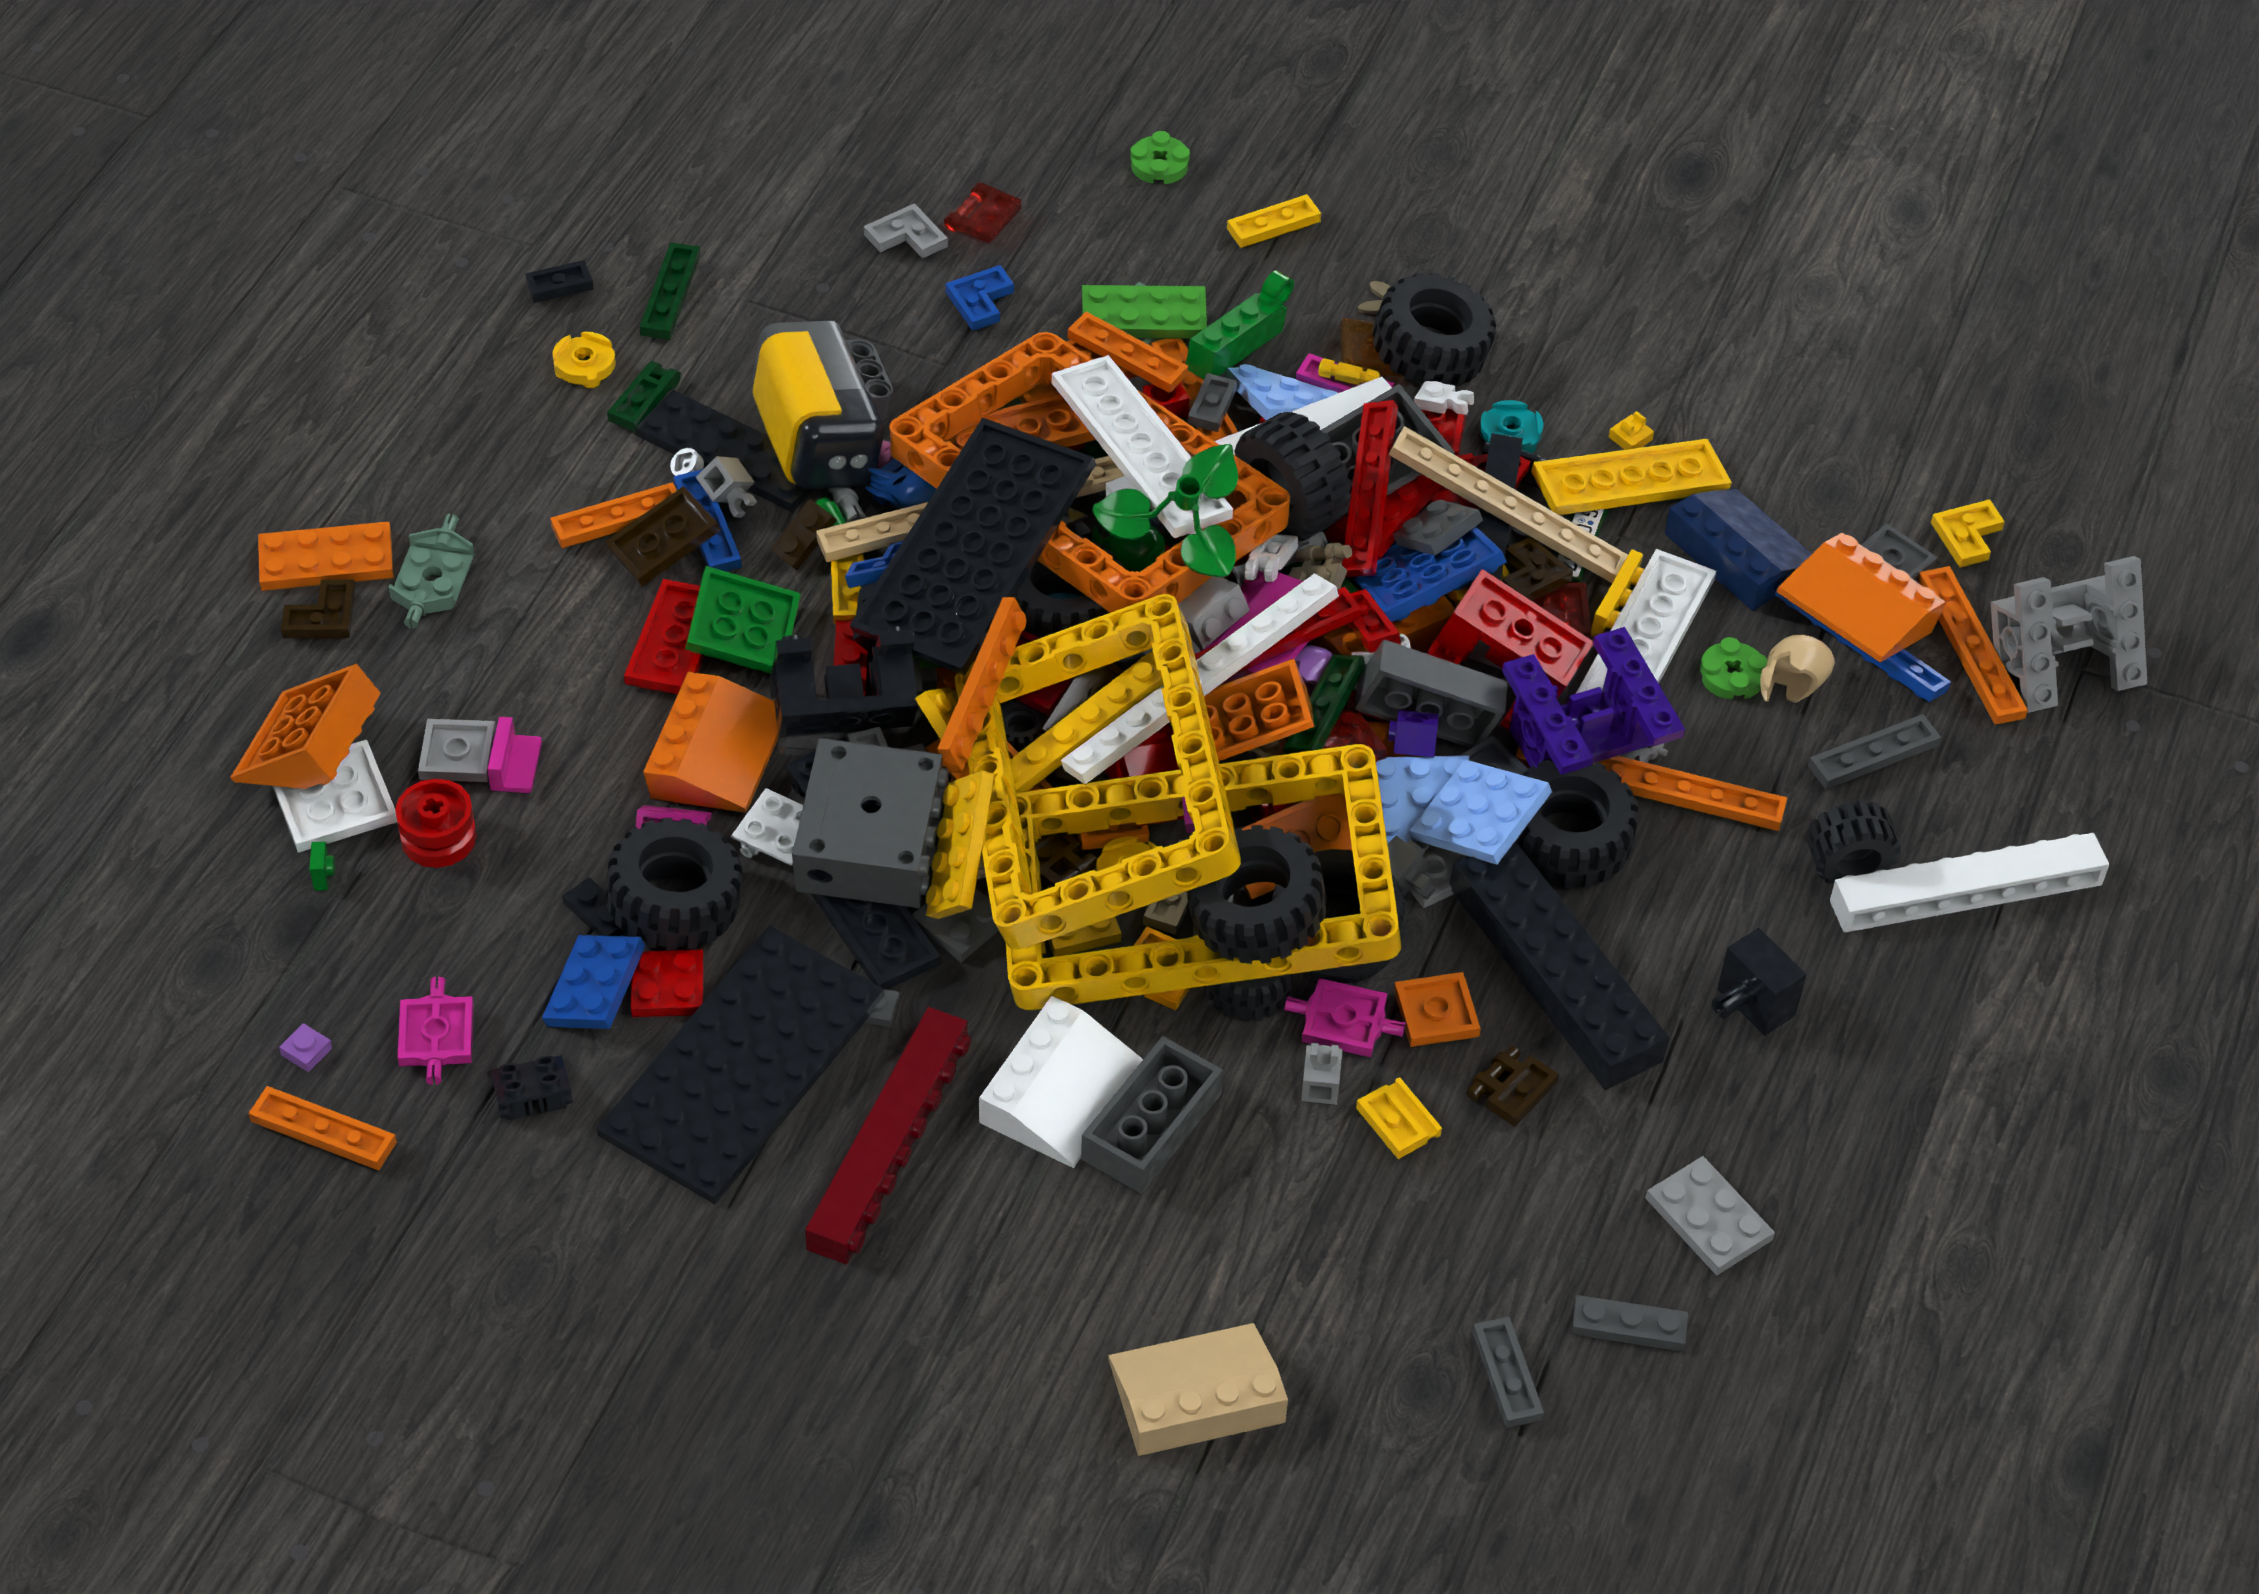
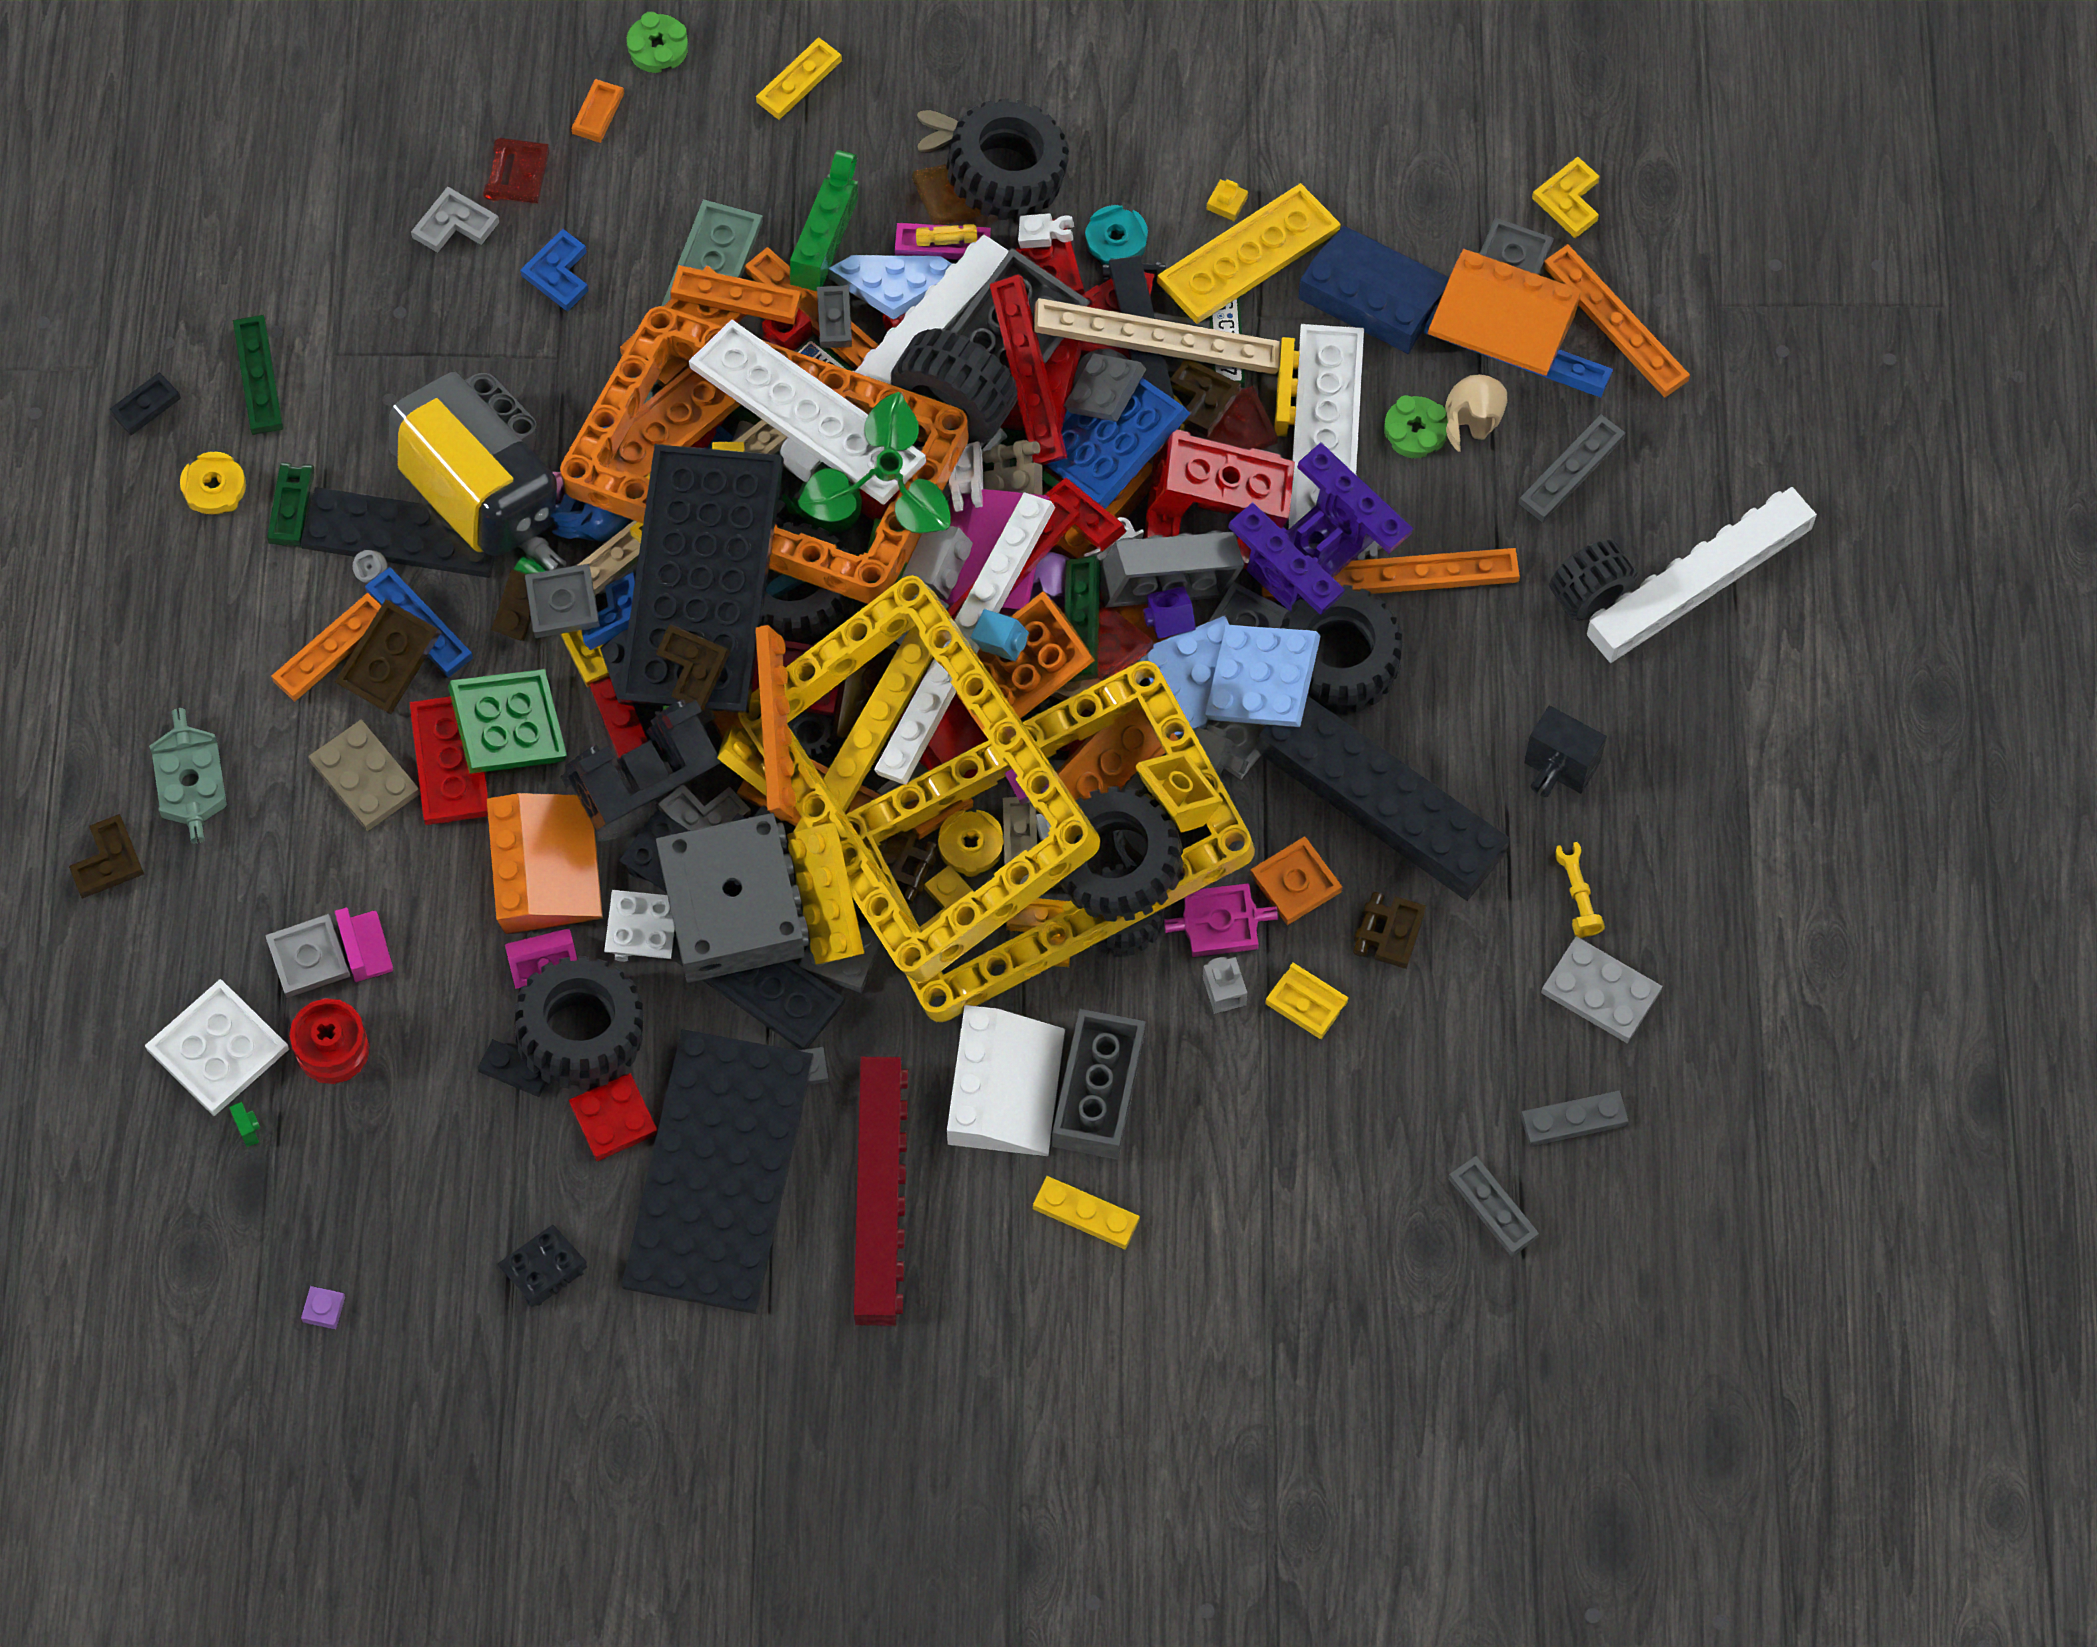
camera: 20 degrees left, 15 degrees up
(309, 731) = (165, 994): orange slope -> none
(322, 1128) = (380, 1380): orange plate -> none
(326, 553) = (75, 794): orange plate -> none
(435, 1031) = (432, 1247): dark pink plate -> none
(591, 626) = (364, 775): none -> dark tan plate
(593, 982) = (550, 1143): blue plate -> none
(727, 482) = (421, 576): light grey brick -> none
(841, 535) = (562, 600): none -> dark grey plate
(936, 606) = (700, 660): none -> dark brown plate
(1080, 192) = (597, 110): none -> orange tile
(1086, 1230) = (1086, 1212): none -> yellow plate
(1148, 309) = (726, 232): bright green plate -> none
(1199, 1388) = (1244, 1322): tan slope -> none
(1233, 680) = (1000, 635): none -> dark azure brick
(1343, 853) = (1180, 789): none -> yellow slope
(1721, 1148) = (1588, 923): none -> yellow piece
(2089, 612) = (1697, 269): light grey piece -> none

